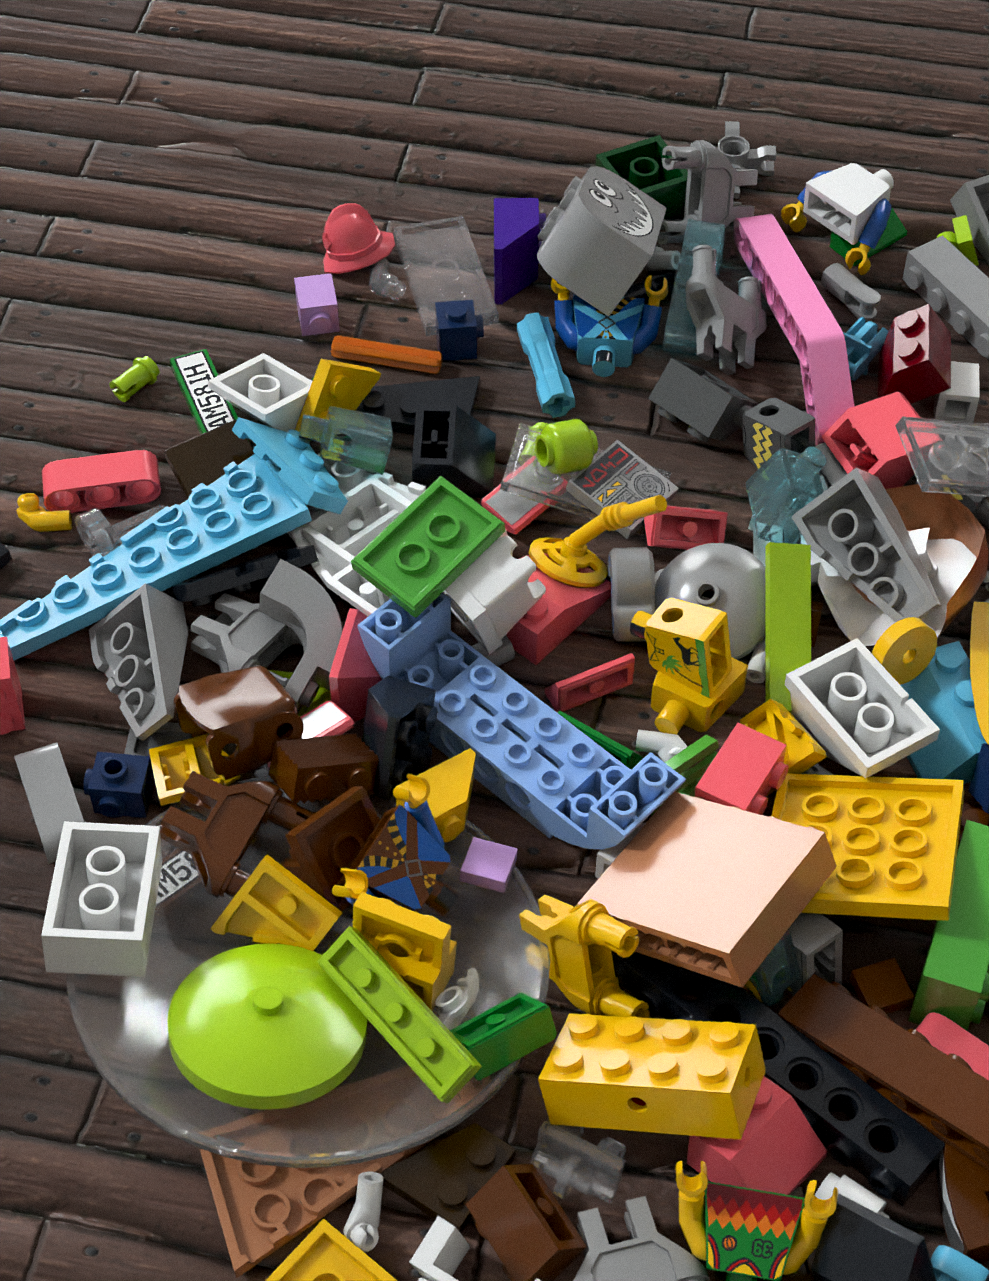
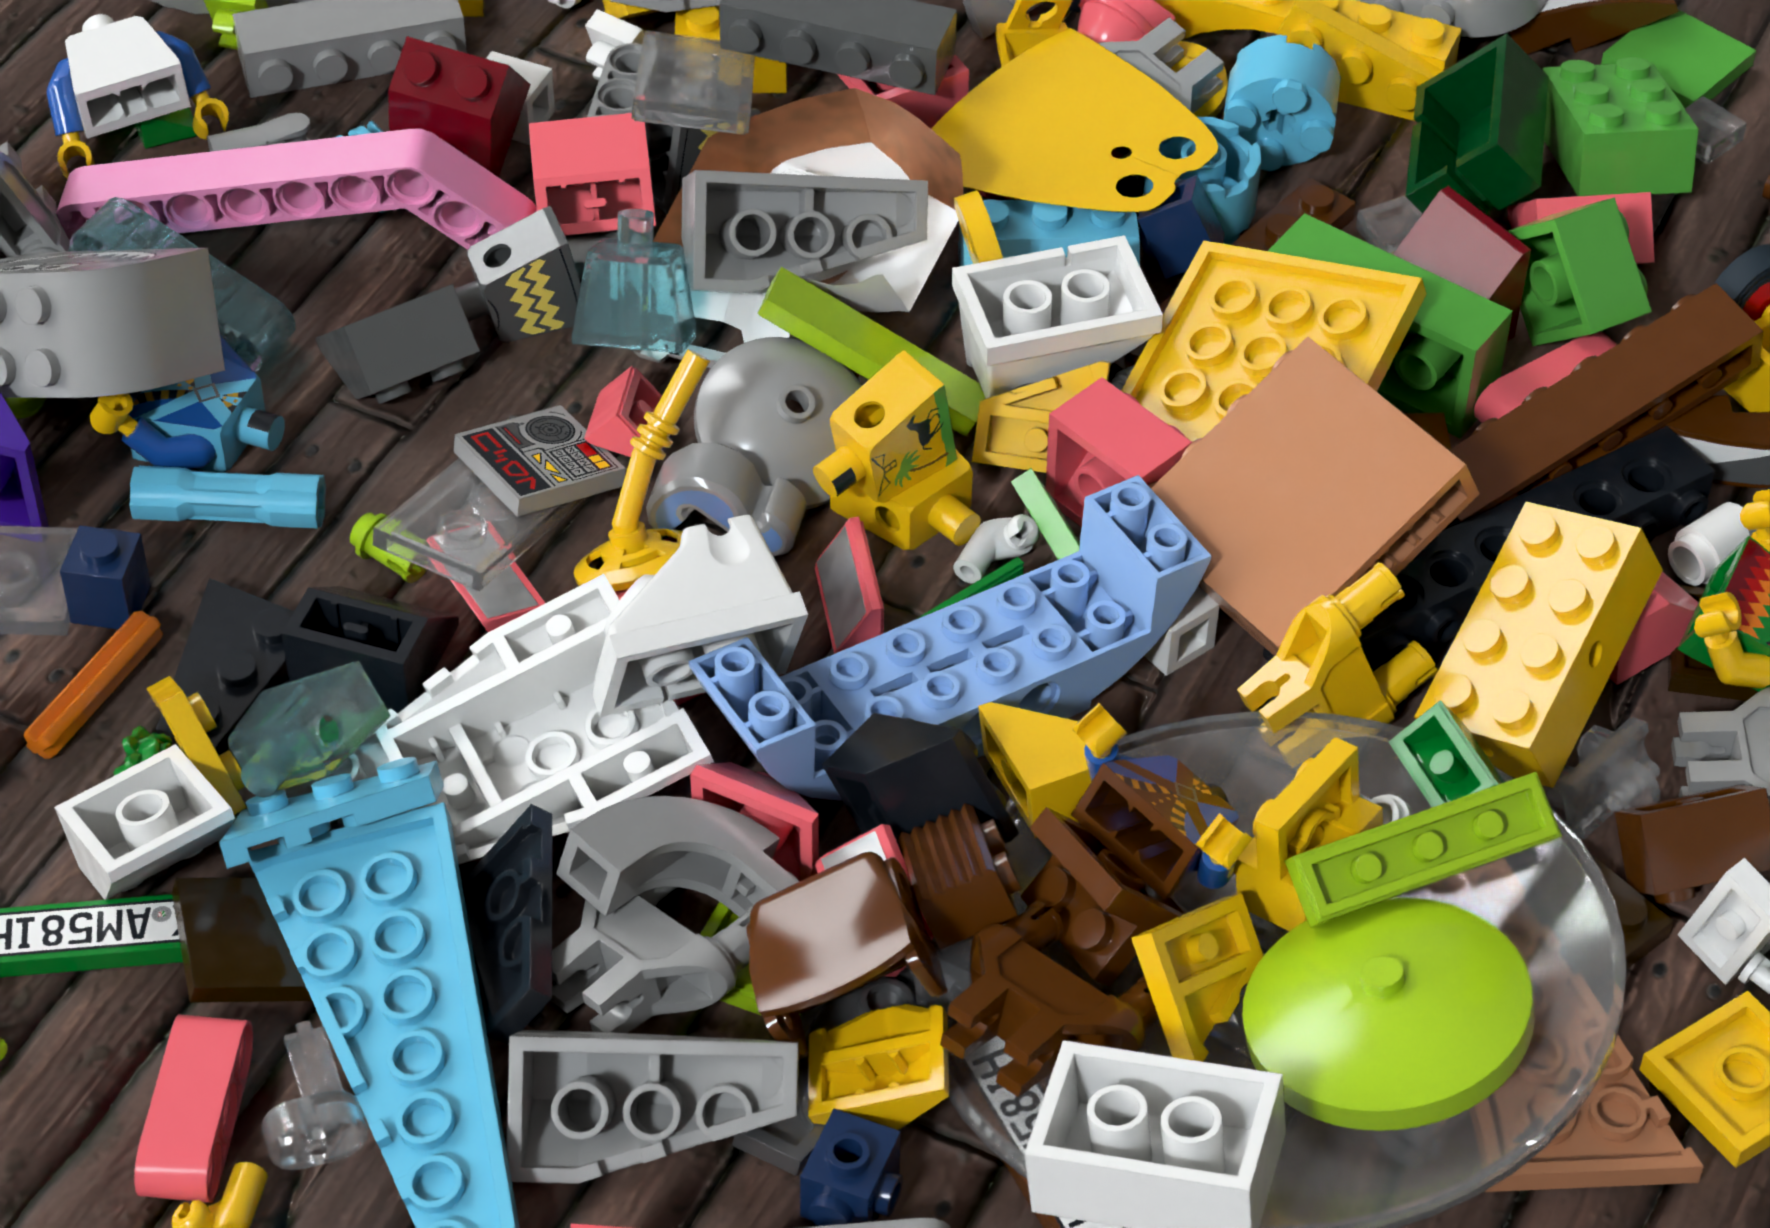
camera: 75 degrees left, 5 degrees down
(365, 1214) = (1650, 1028): white arm -> none
(428, 546) = (670, 618): bright green tile -> none
(488, 864) = (1165, 733): lavender tile -> none
(566, 446) = (463, 478): lime head -> none
(723, 315) = (263, 258): light grey connector -> none

